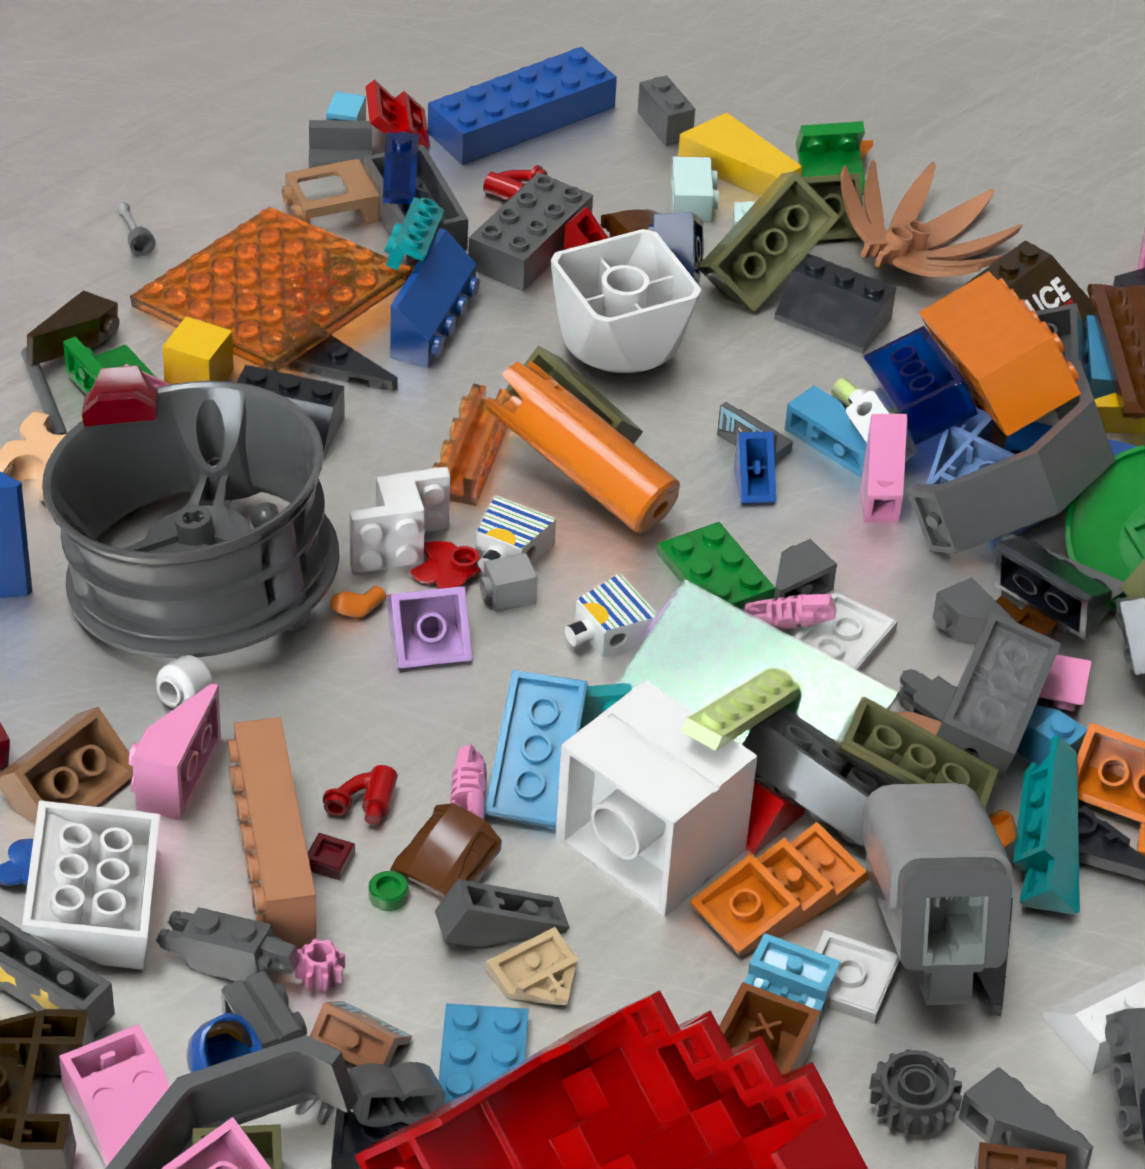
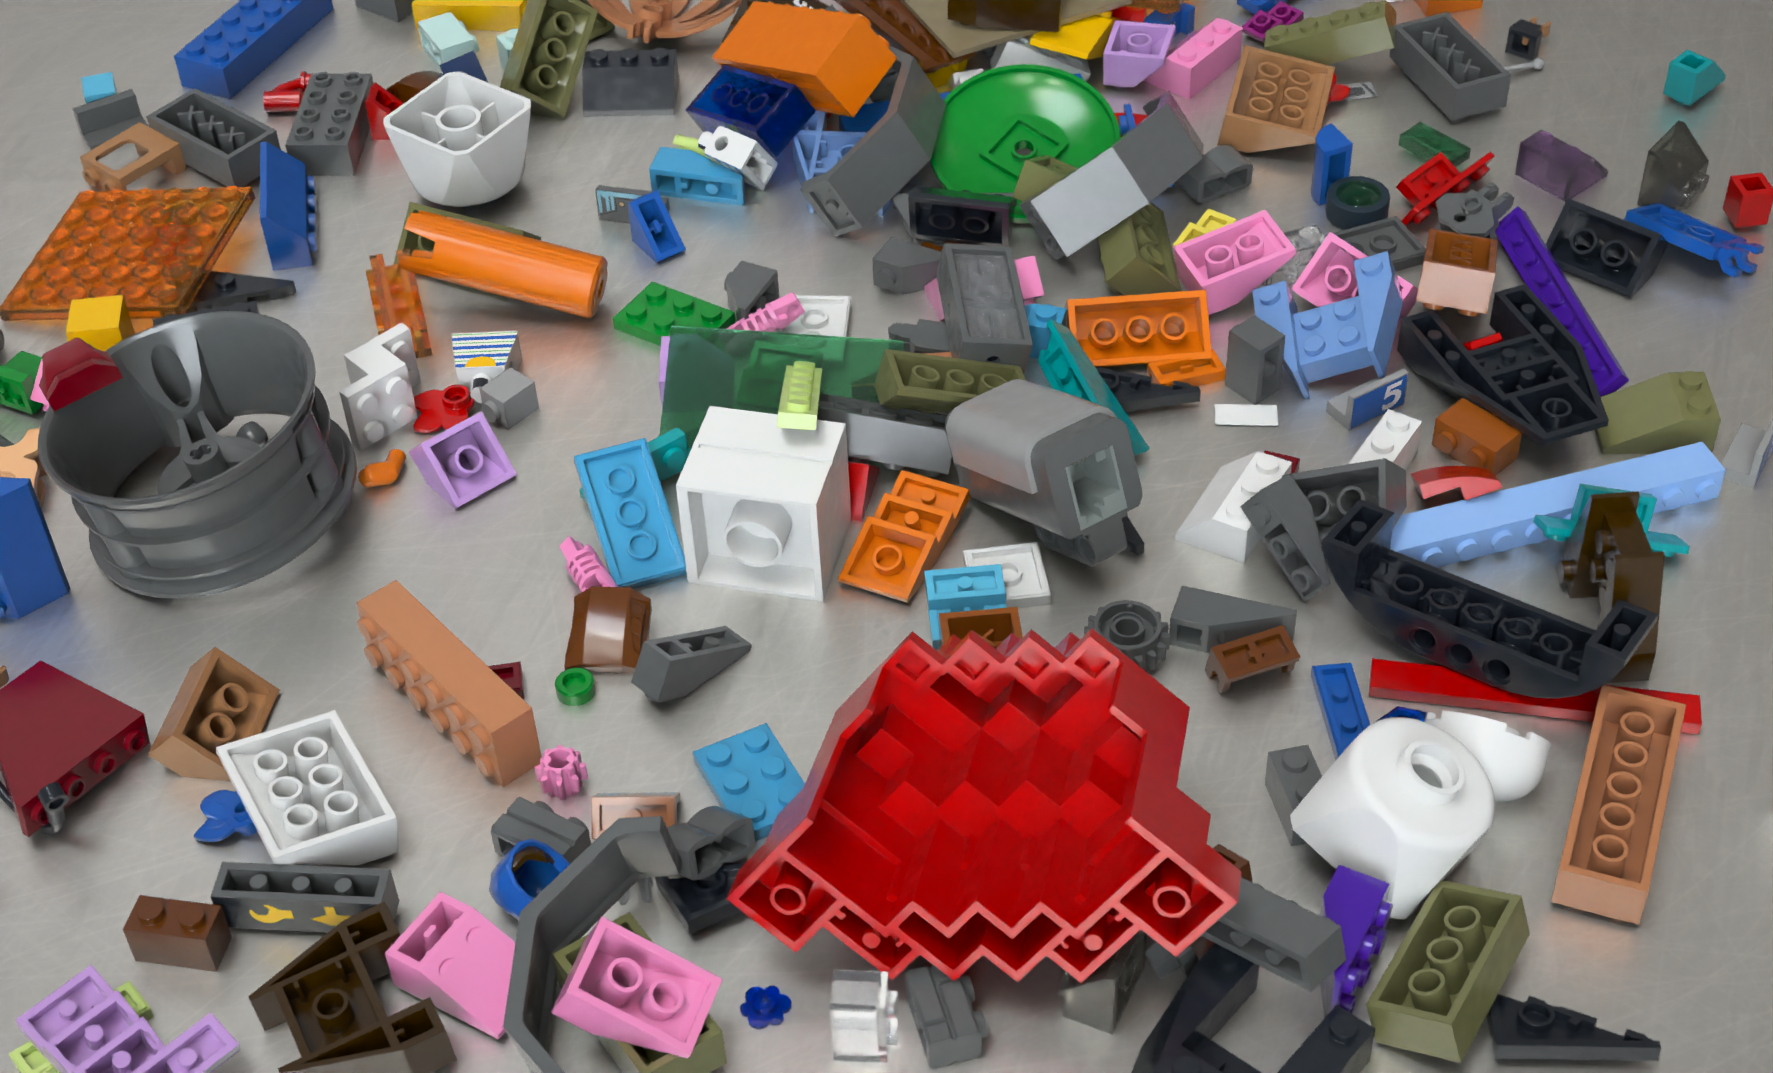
camera: 25 degrees left, 0 degrees up
(176, 754) = (309, 659): bright pink slope -> none
(182, 680) = (273, 599): white head -> none
(227, 944) = (467, 792): dark grey hinge -> none
(378, 796) = (513, 614): red plant -> none
(396, 113) = (147, 78): red slope -> none
(400, 167) = (190, 109): clear blue slope -> none
(415, 232) = (238, 152): teal bracket -> none
(536, 969) = (749, 690): tan slope -> none
(611, 618) = (618, 389): white torso -> none
(884, 468) = (766, 183): bright pink slope -> none

